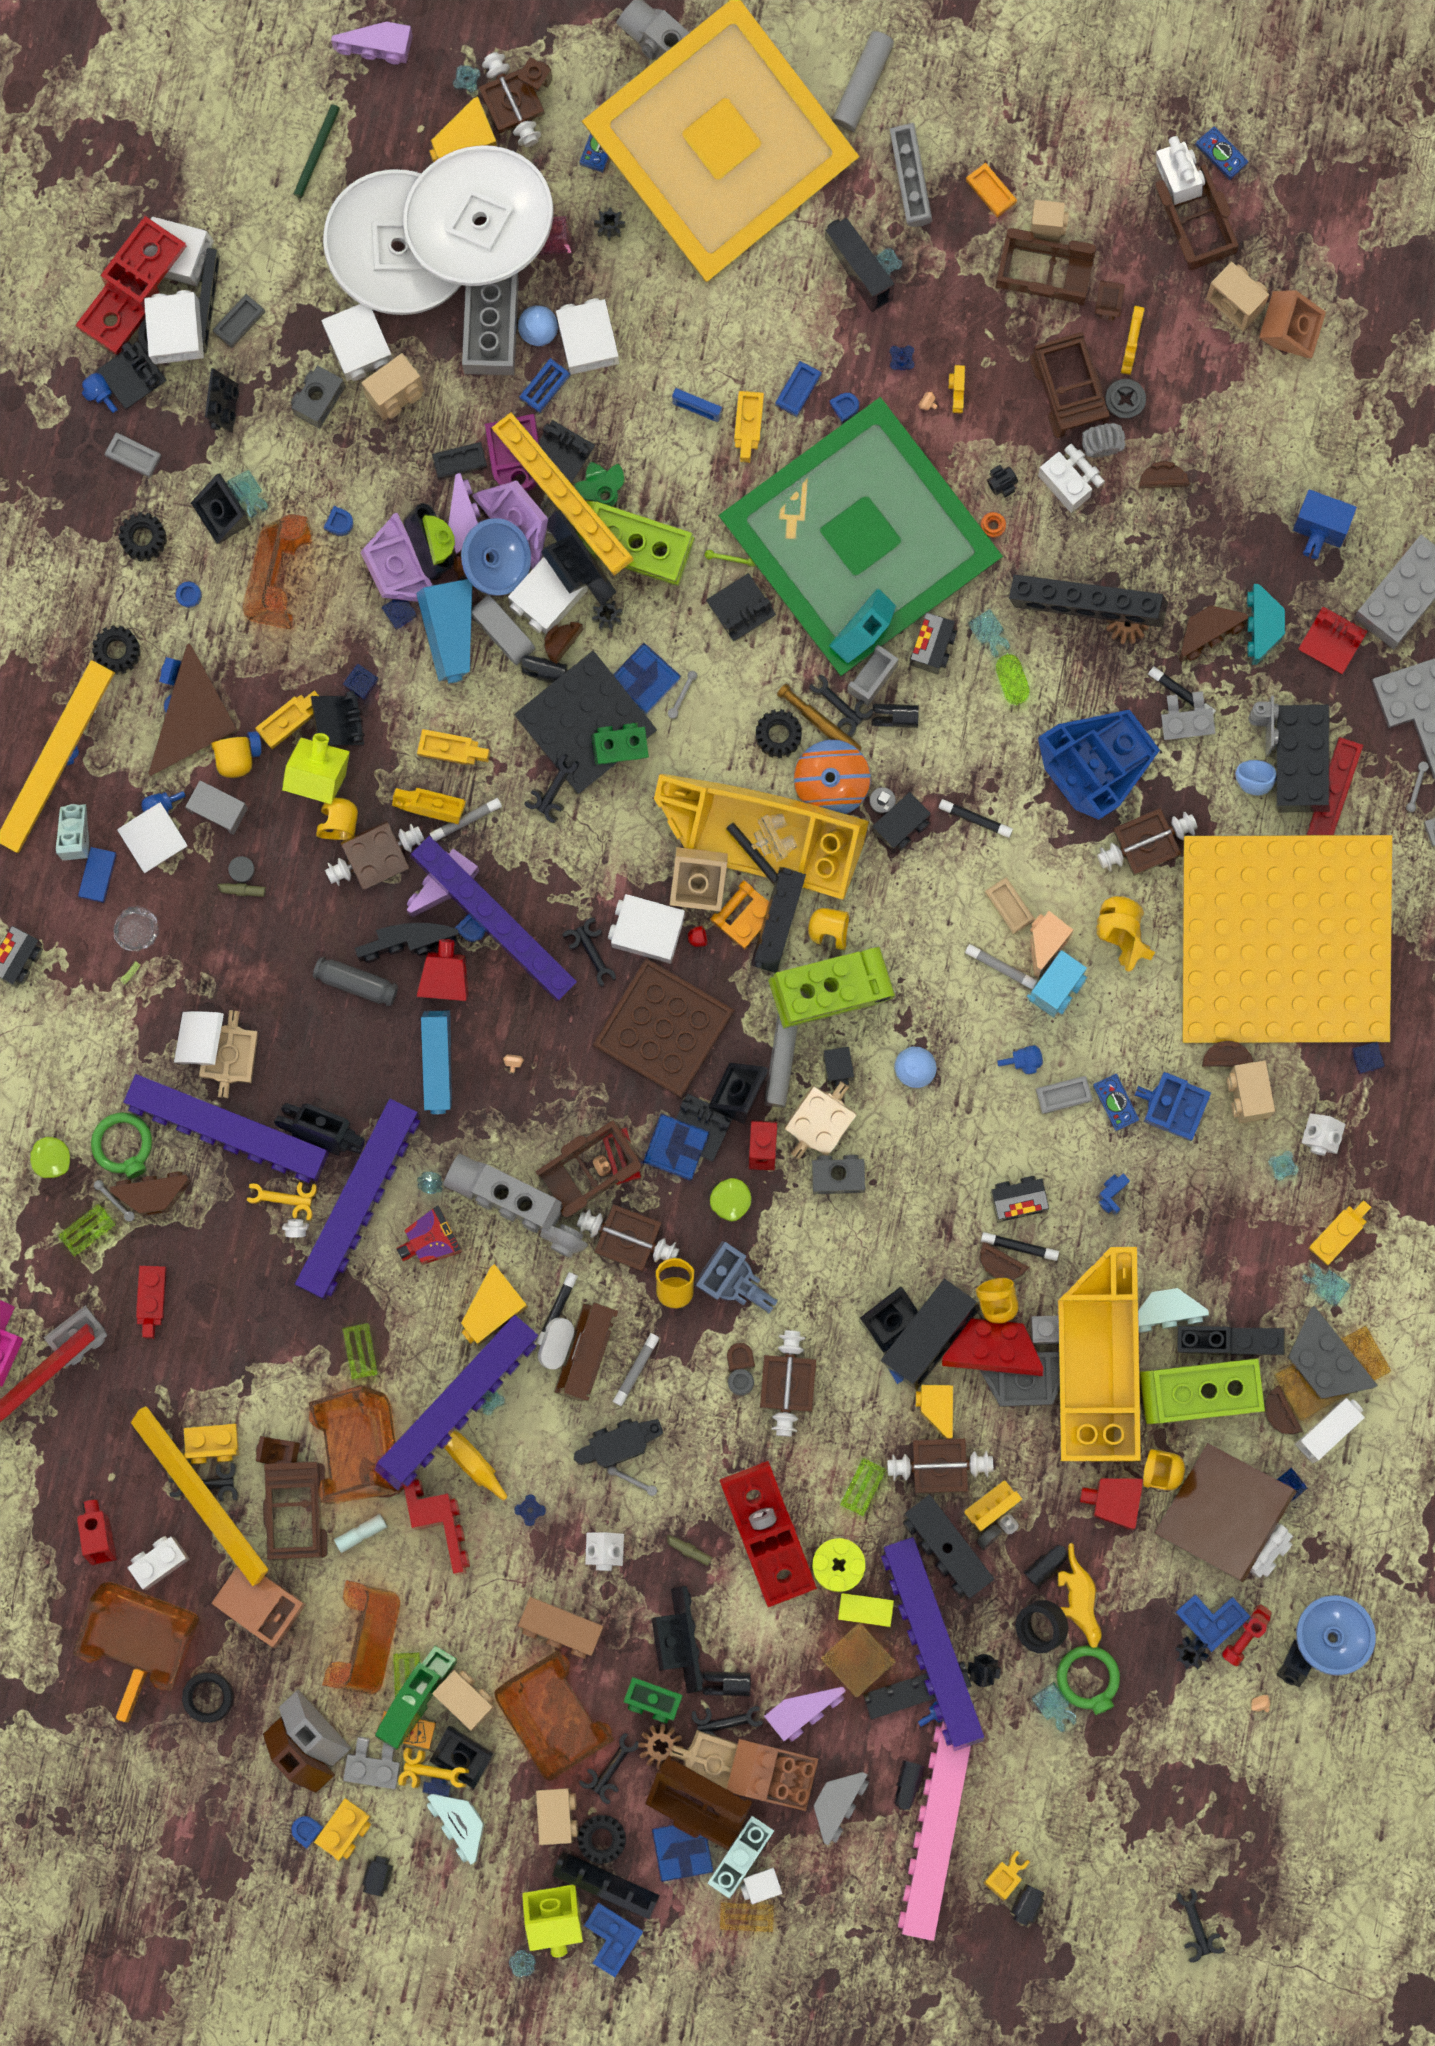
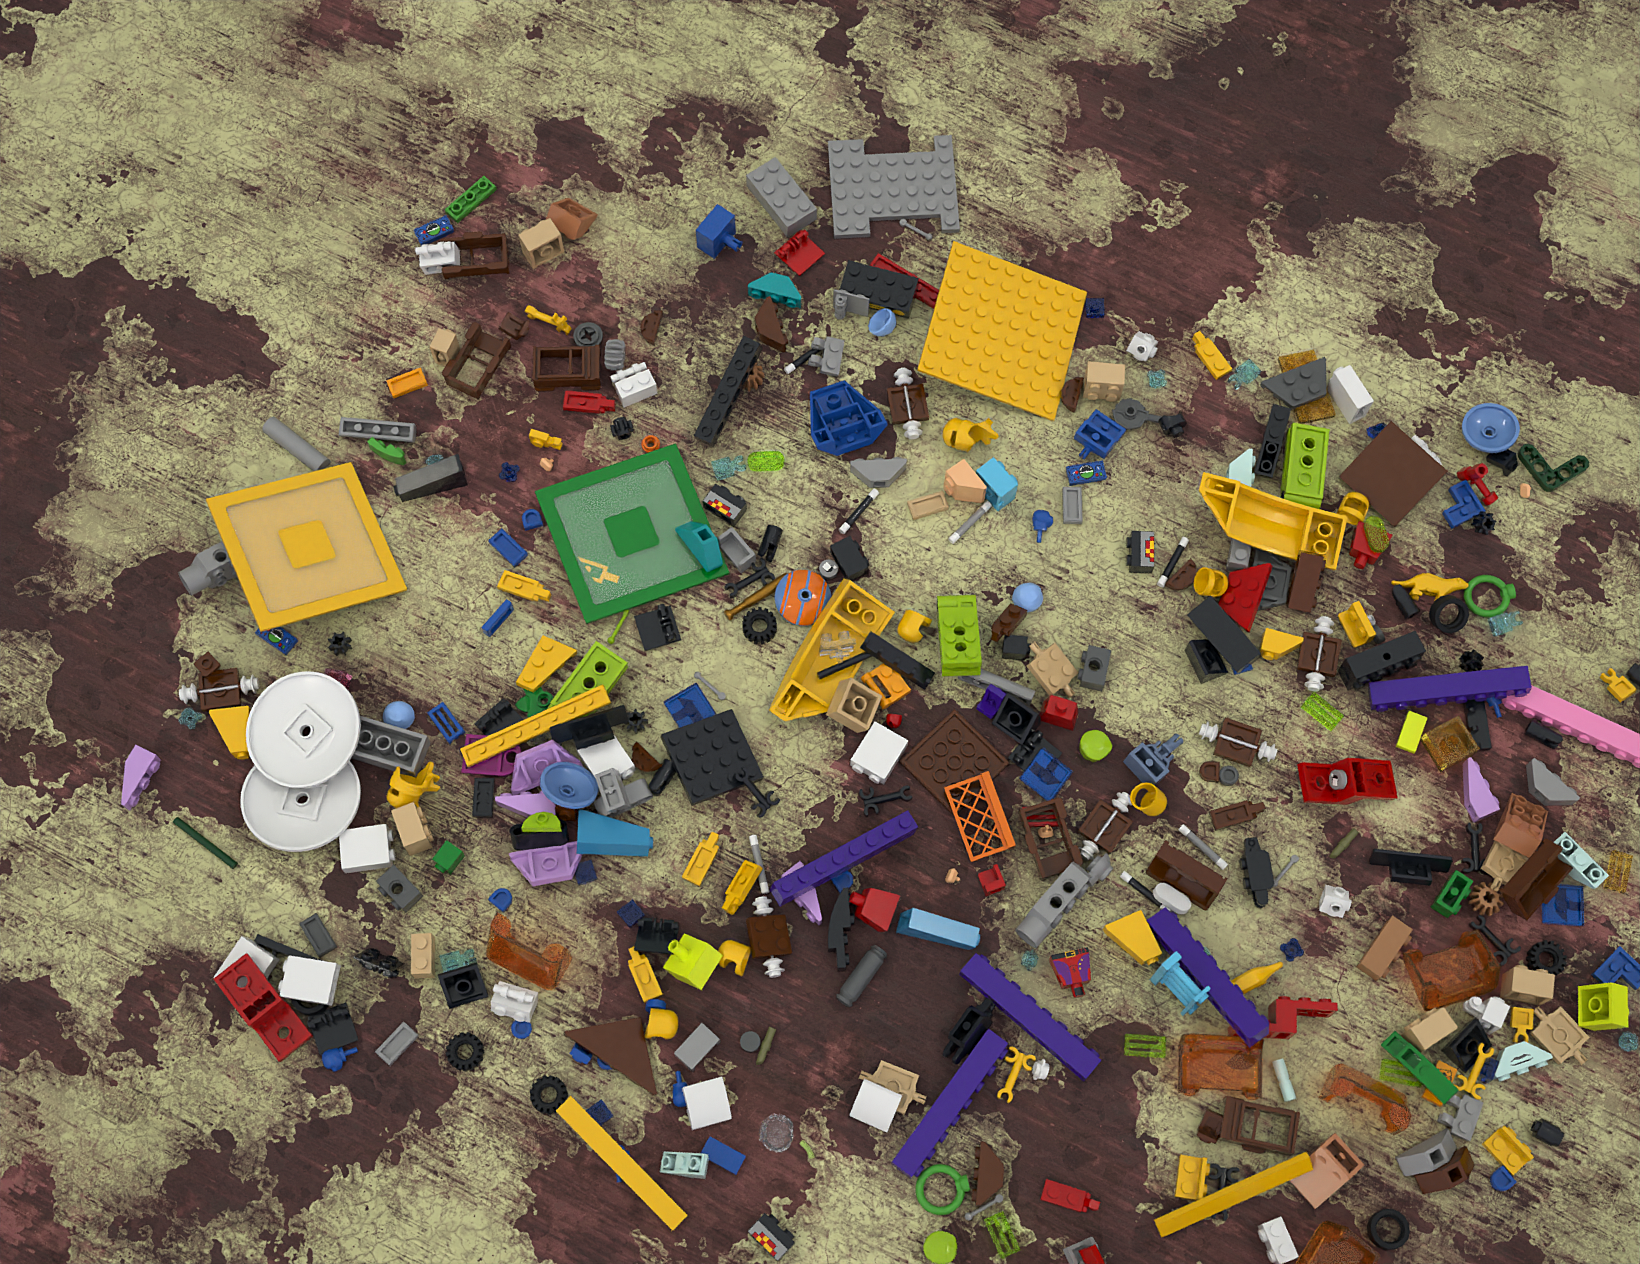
camera: 80 degrees left, 10 degrees down
(109, 715) = (600, 1112): none -> clear blue plate
(215, 574) = (514, 1001): none -> white brick
(243, 450) = (423, 955): none -> tan brick
(371, 442) = (448, 858): none -> green brick
(442, 365) = (408, 789): none -> yellow piece
(447, 1352) = (1180, 984): none -> medium azure fence
(502, 611) = (612, 790): none -> light grey hinge
(505, 1773) = (1489, 1012): none -> white brick
(506, 1872) = (1559, 1035): none -> tan plate
(512, 1819) = (1521, 1020): none -> yellow plate
(519, 1111) = (991, 880): none -> red panel
(587, 336) = (419, 681): white brick -> none
(605, 1885) = (1581, 964): black hinge -> none
(612, 1092) = (996, 811): none -> orange fence
(620, 745) = (738, 734): green brick -> none
(654, 479) = (543, 662): none -> yellow wing
(689, 1400) = (1235, 814): none -> reddish brown hinge
(734, 1683) = (1448, 839): black hinge -> none
(753, 1052) = (991, 701): none -> dark purple bracket
(761, 1886) = (1600, 852): white brick -> none
(836, 1580) = (1384, 732): neon yellow brick -> none
(868, 1047) = (1007, 621): none -> reddish brown hinge
(884, 204) = (388, 453): none -> bright green slope
(1028, 426) = (587, 402): none -> red hinge
(1032, 1423) = (1305, 581): none -> reddish brown brick
(1037, 829) = (879, 471): none -> light grey slope
(1113, 1186) = (1148, 490): blue bracket -> none
(1128, 1505) = (1376, 534): none -> clear neon green tile
(1216, 1202) = (1173, 424): none -> black piece
(1217, 1143) = (1132, 414): none -> dark grey piece
(1279, 1413) = (1333, 423): reddish brown plate -> none
(1296, 1730) = (1547, 473): none -> dark green beam
(1297, 193) = (463, 205): none -> bright green tile

